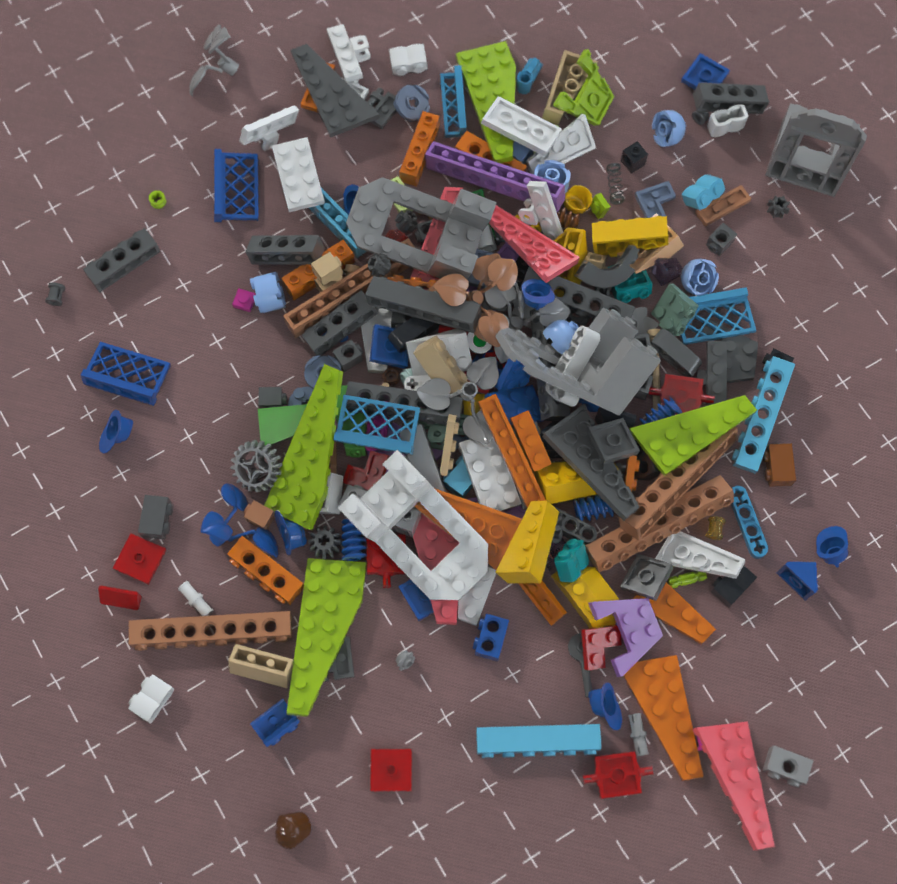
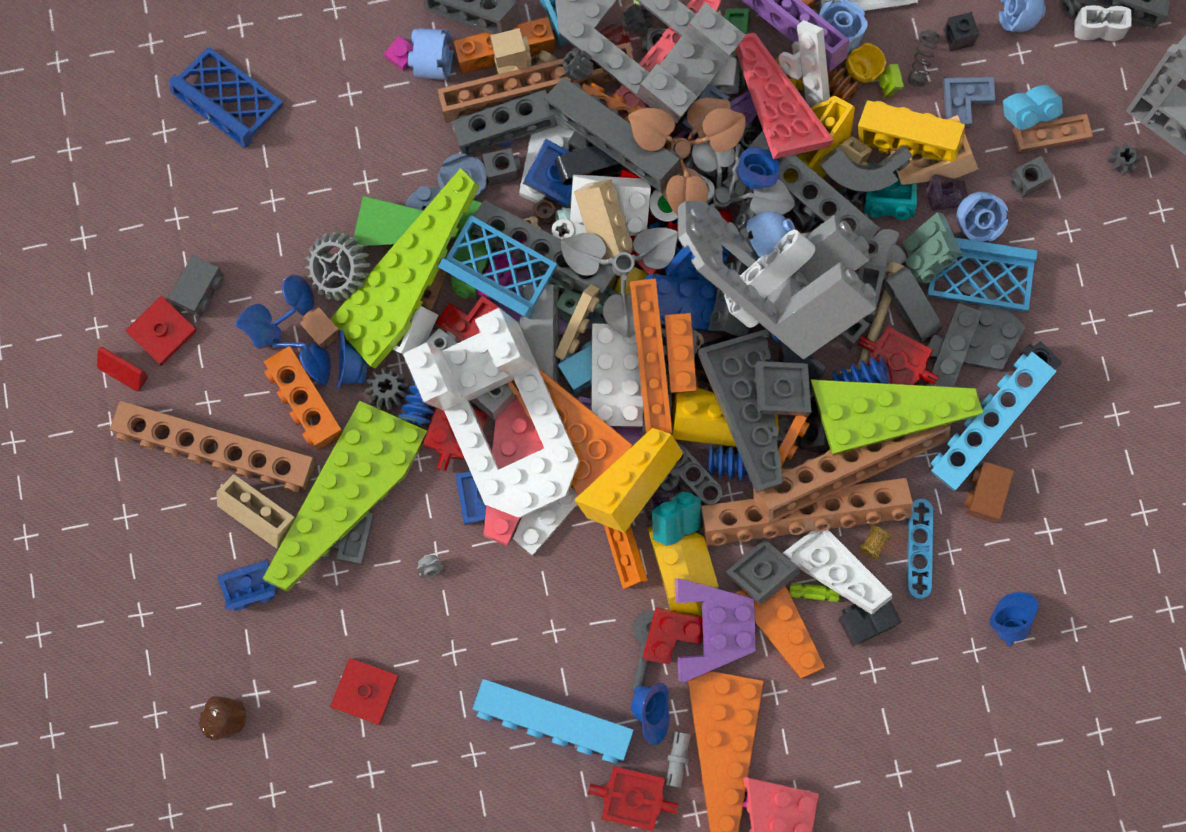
camera: 25 degrees right, 5 degrees up
(116, 431) = (187, 165): blue piece -> none
(151, 698) = (113, 503): white brick -> none
(195, 599) = (208, 403): white pin -> none
(271, 397) = (388, 187): dark grey brick -> none
(495, 638) = (549, 580): blue brick -> none
(800, 577) = (956, 641): blue slope -> none

